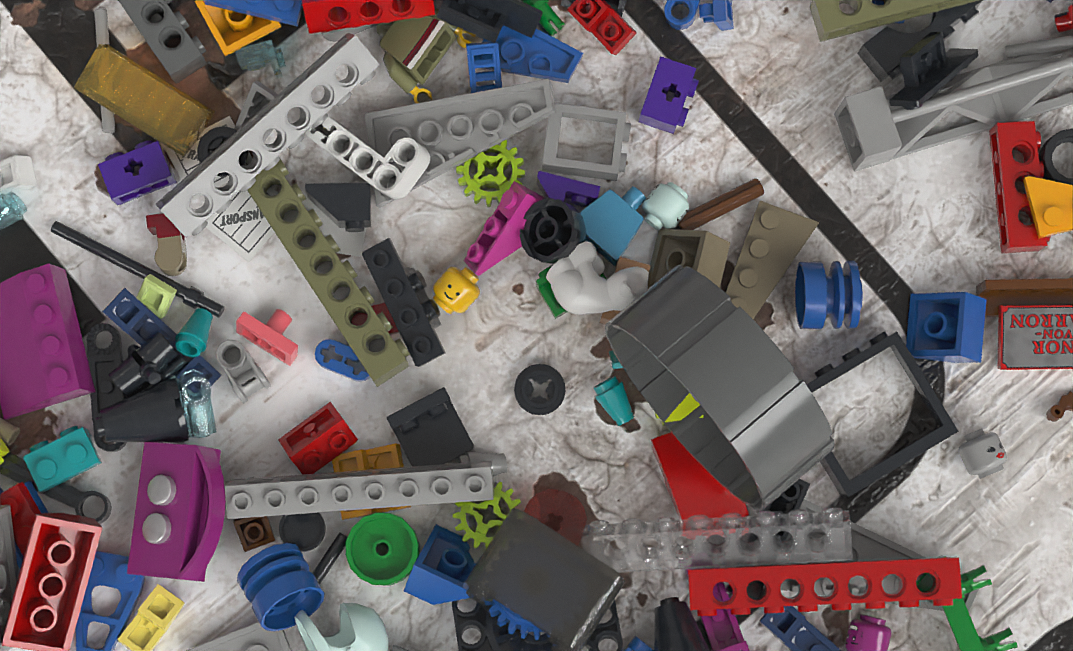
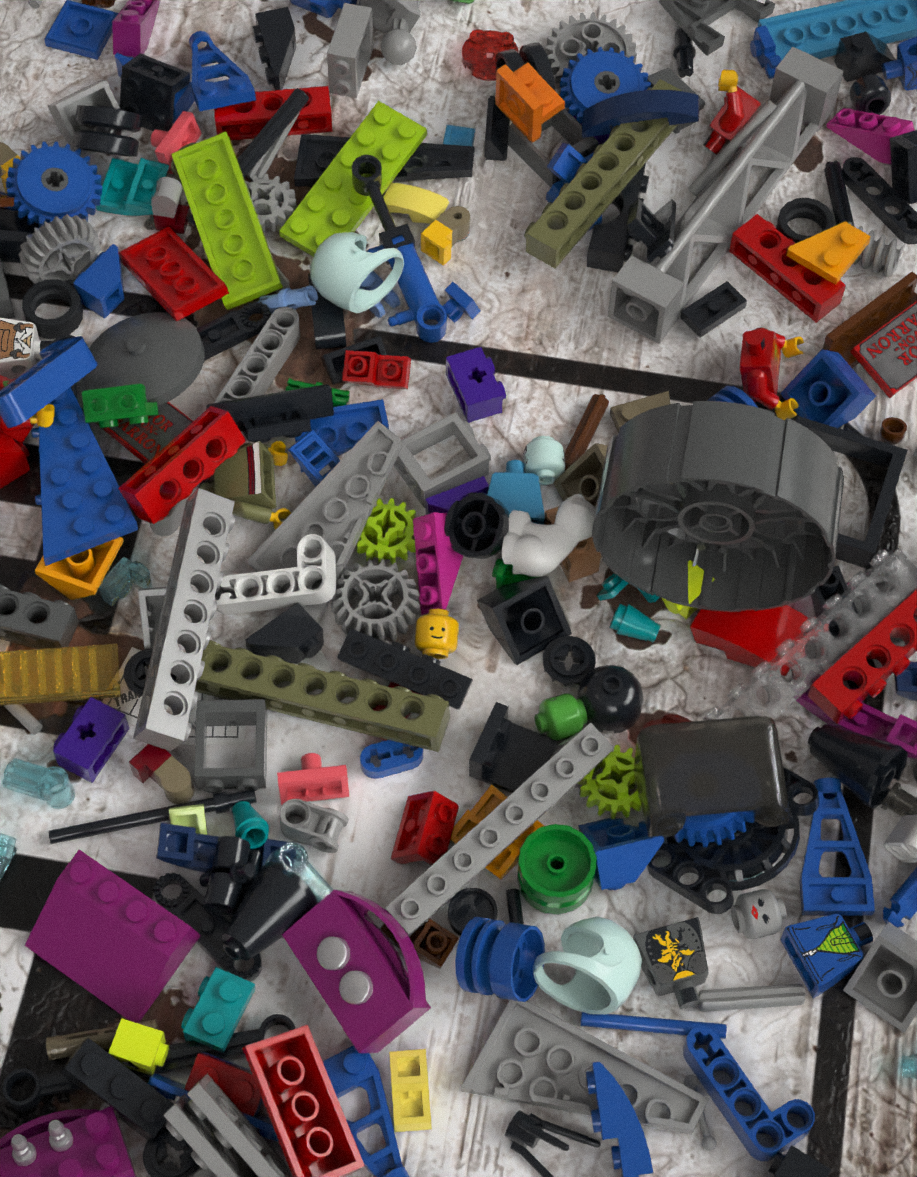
camera: 35 degrees left, 20 degrees down
(75, 177) = (38, 781): none -> clear light blue piece
(272, 253) = (231, 714): none -> dark grey window
(448, 224) = (376, 584): none -> light grey gear
(492, 431) = (561, 716): none -> bright green head
(534, 329) = (524, 617): none -> black slope
(543, 445) = (611, 698): none -> black cylinder
(910, 262) = (761, 368): none -> red torso
(923, 177) = (713, 309): none -> black plate
(972, 398) = (893, 430): none -> reddish brown hinge

